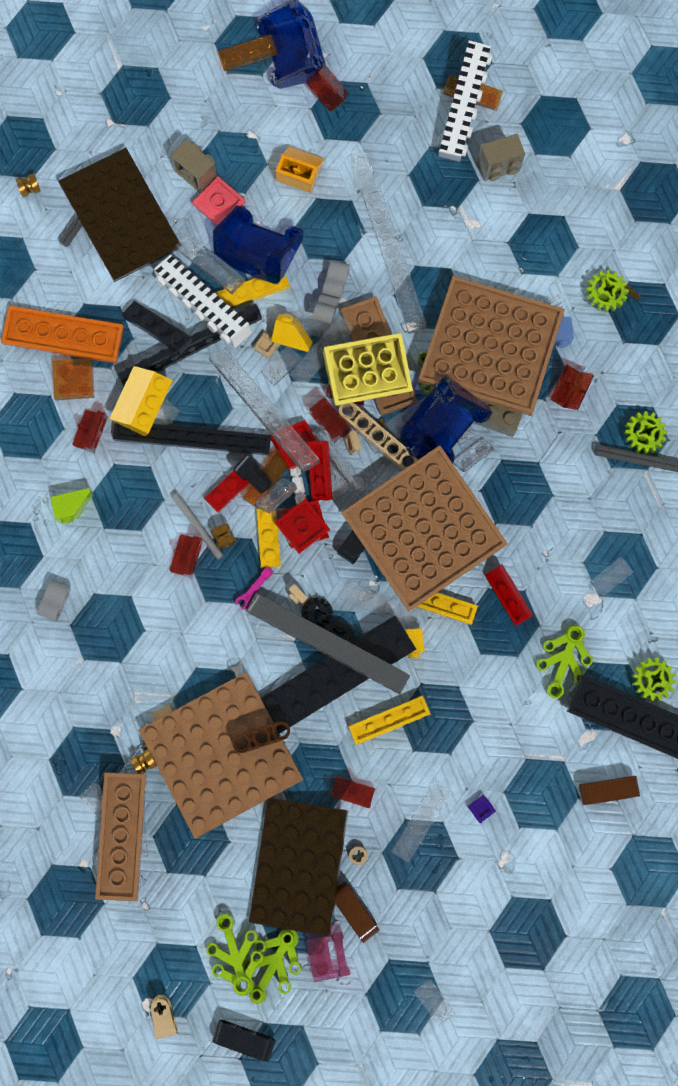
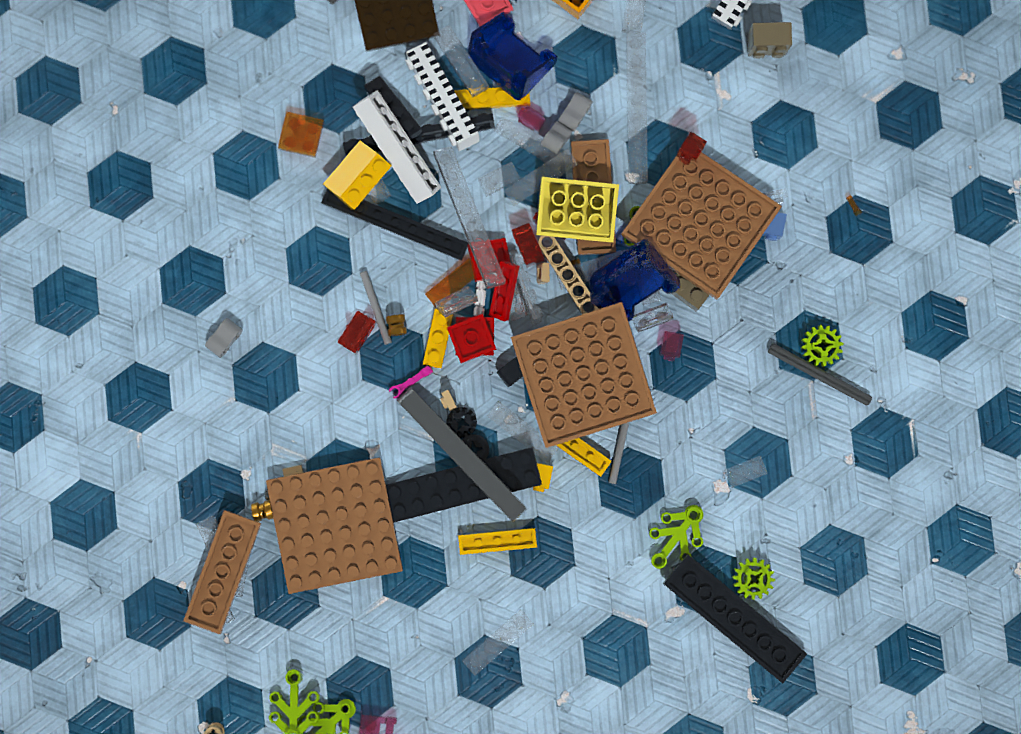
camera: 20 degrees right, 5 degrees up
(62, 334) = (302, 88): orange plate -> none
(70, 505) = (263, 253): lime slope -> none
(90, 430) = (302, 187): clear red panel -> none
(172, 361) = (397, 147): none -> white brick
(226, 491) = (419, 279): red plate -> none
(248, 470) = (438, 272): black piece -> none
(253, 744) = (366, 526): reddish brown beam -> none
(265, 346) = (490, 155): tan tile -> none
(291, 333) = (517, 151): yellow slope -> none
(295, 298) = (531, 118): none -> clear pink brick
(298, 866) = (374, 648): dark brown plate -> none
(352, 792) = (443, 596): clear red panel -> none
(355, 912) = (412, 703): reddish brown beam -> none
(363, 858) = (427, 650): tan bush -> none
(460, 278) = (691, 148): none -> clear red brick
(481, 596) = (618, 453): none -> light grey bar
(481, 809) = (557, 647): dark purple tile -> none
(499, 475) = (671, 345): none -> clear pink brick
(508, 594) = (644, 459): red plate -> none
(571, 387) = (765, 282): clear red panel -> none
(609, 790) = (679, 666): reddish brown beam -> none
(610, 283) = (822, 199): lime gear -> none

